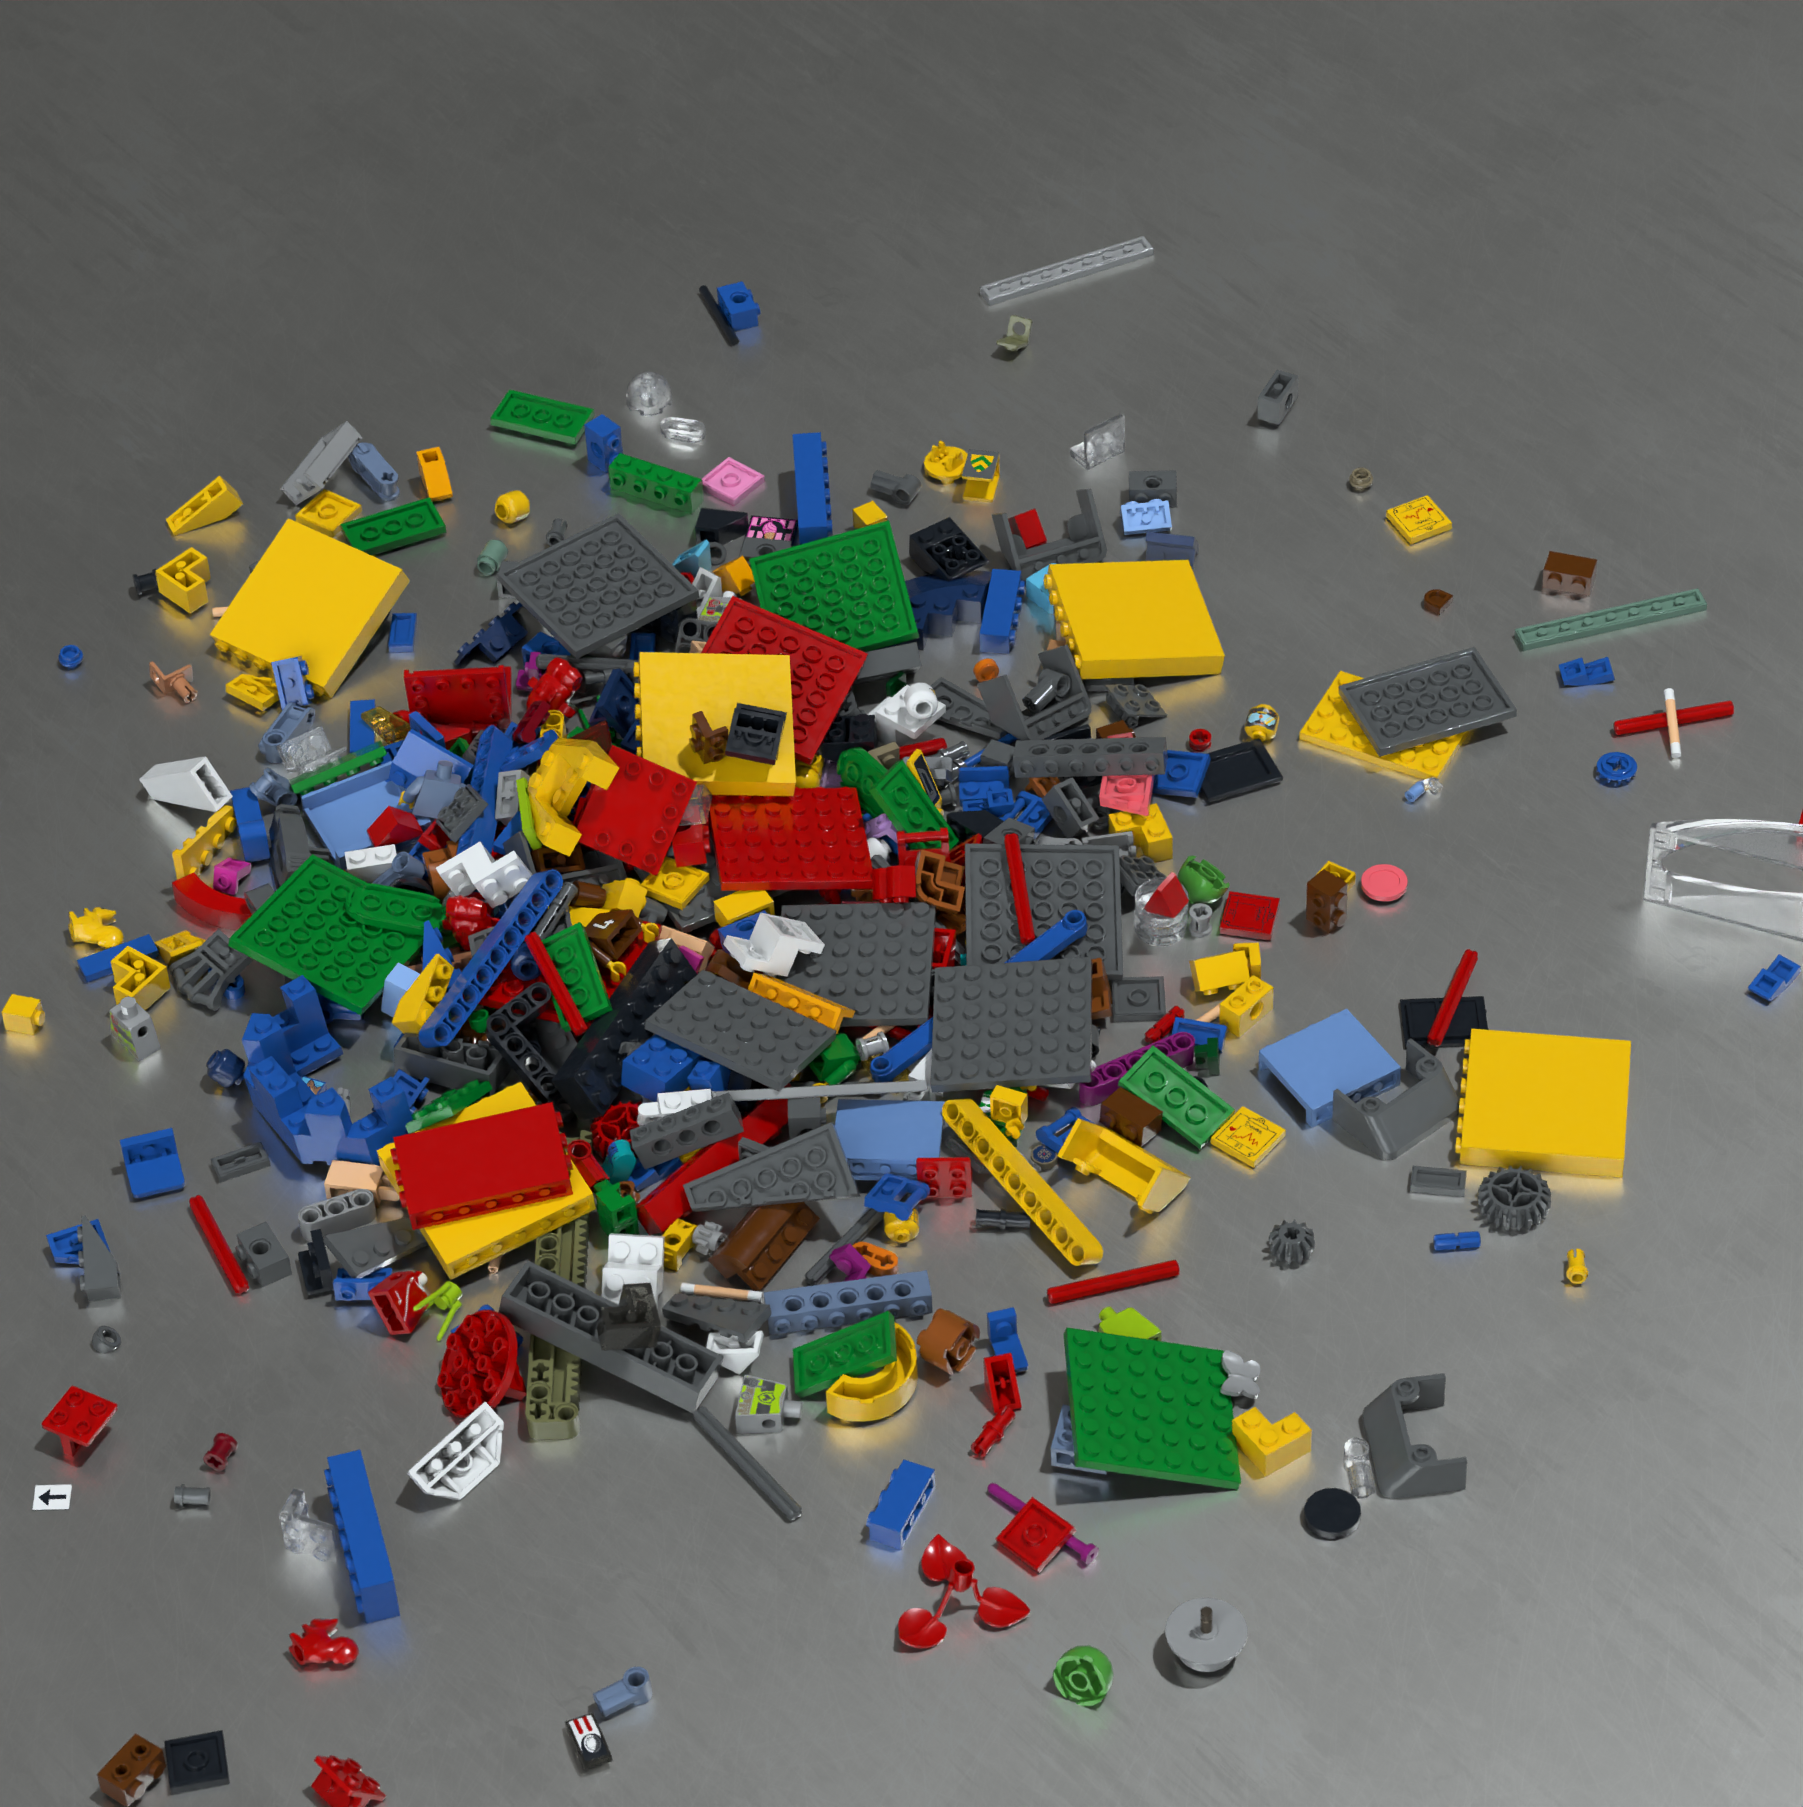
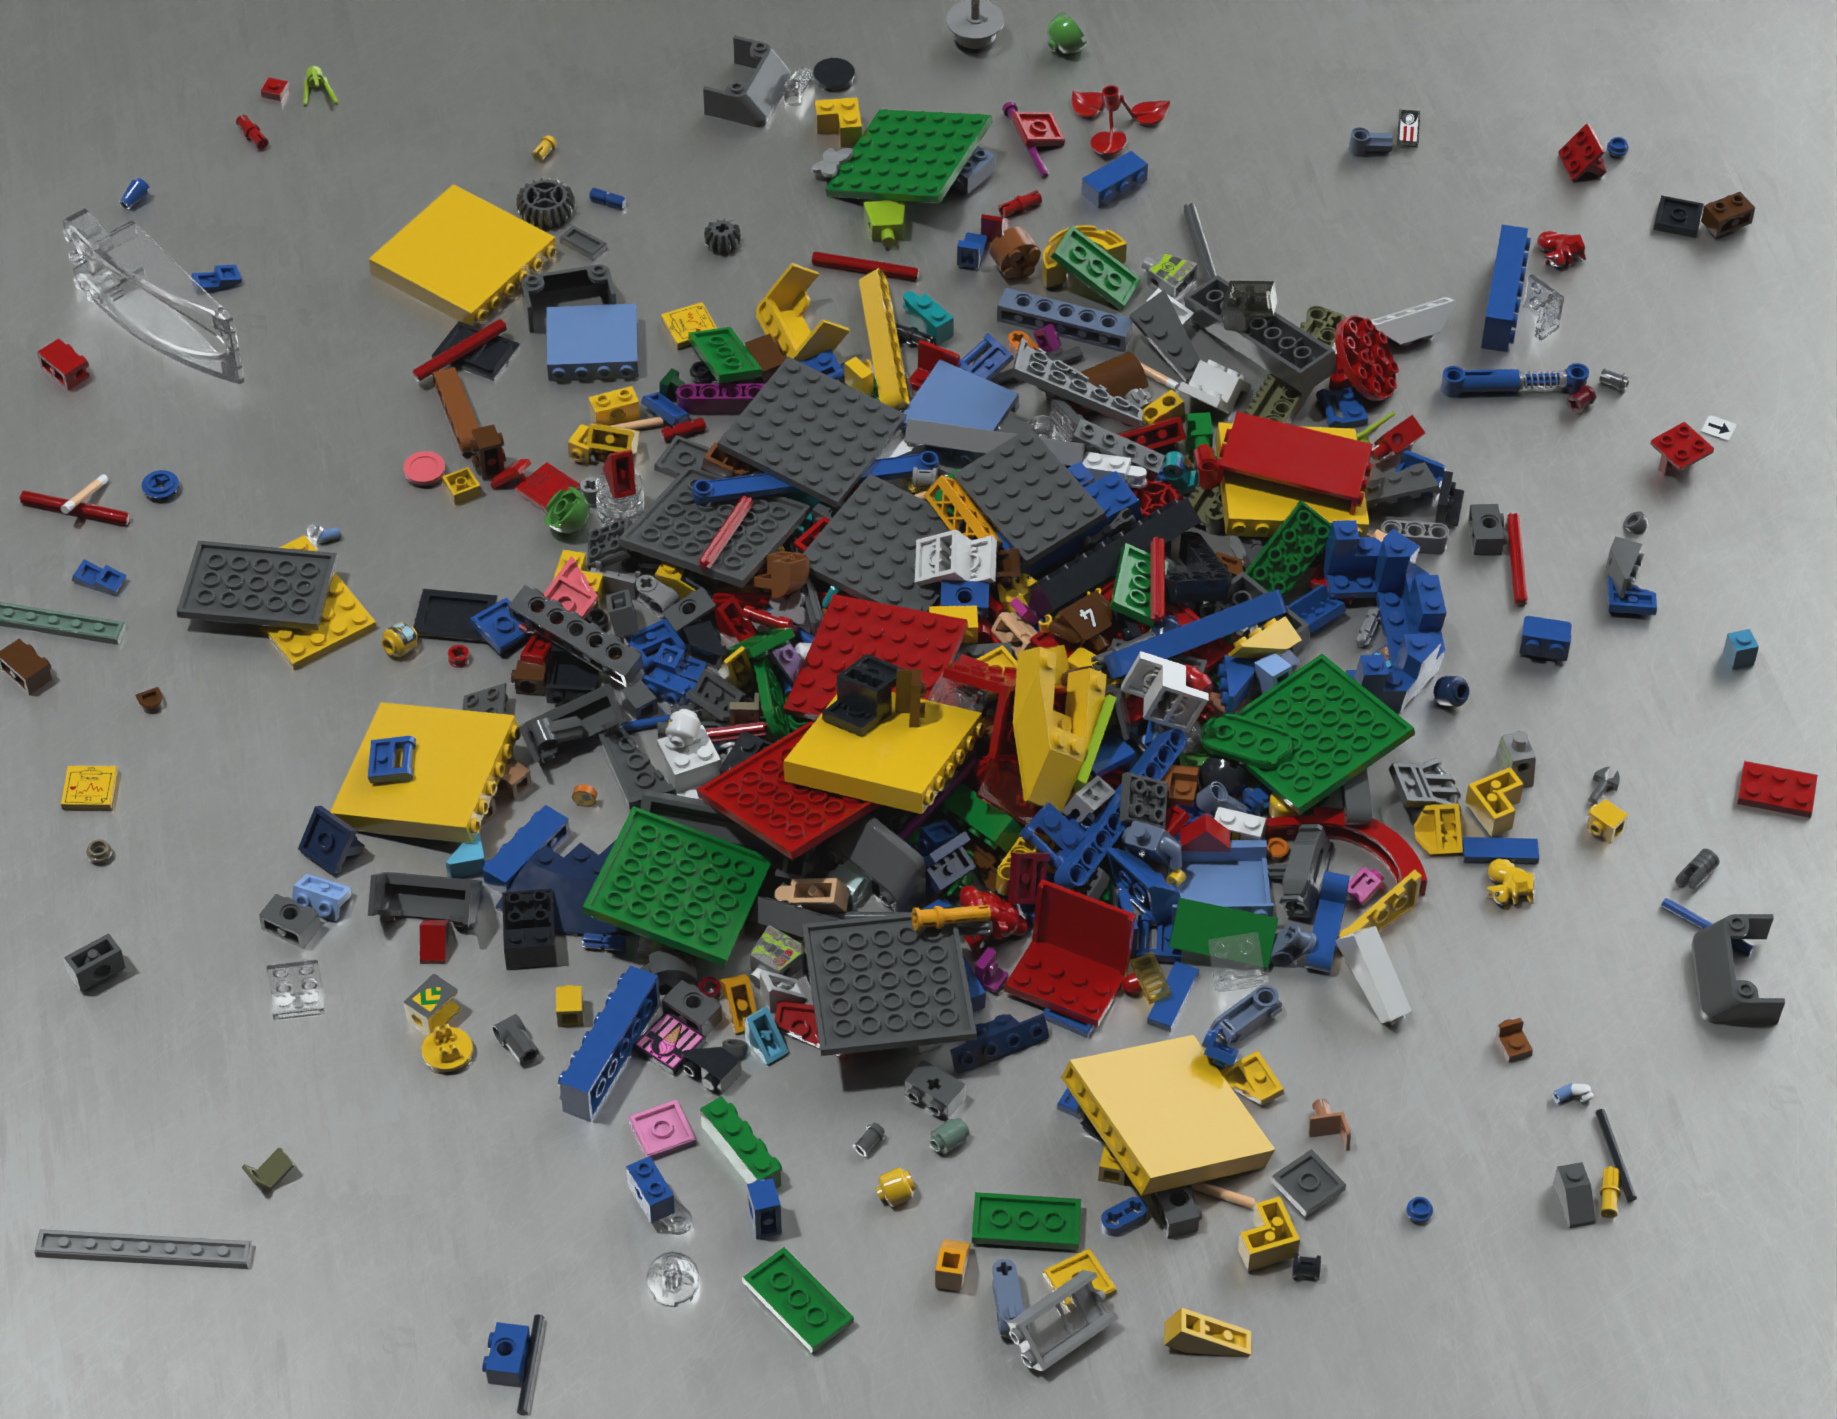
camera: 155 degrees left, 5 degrees up
(40, 806) = (1513, 1040): none -> dark orange bracket
(47, 1062) = (1600, 777): none -> dark grey bar
(173, 637) = (1308, 1183): none -> dark grey plate
(242, 1164) = (1469, 623): dark grey tile -> none
(370, 1413) = (1459, 381): none -> blue piece
(580, 627) = (939, 917): none -> light orange pin
(701, 417) = (650, 1189): none -> blue brick
(894, 884) = (821, 572): red brick -> none
(998, 1239) = (928, 316): none -> teal brick
(1169, 593) = (383, 759): none -> blue plate
(1293, 909) = (513, 470): none -> red piece
(1401, 945) = (456, 407): none -> dark orange beam

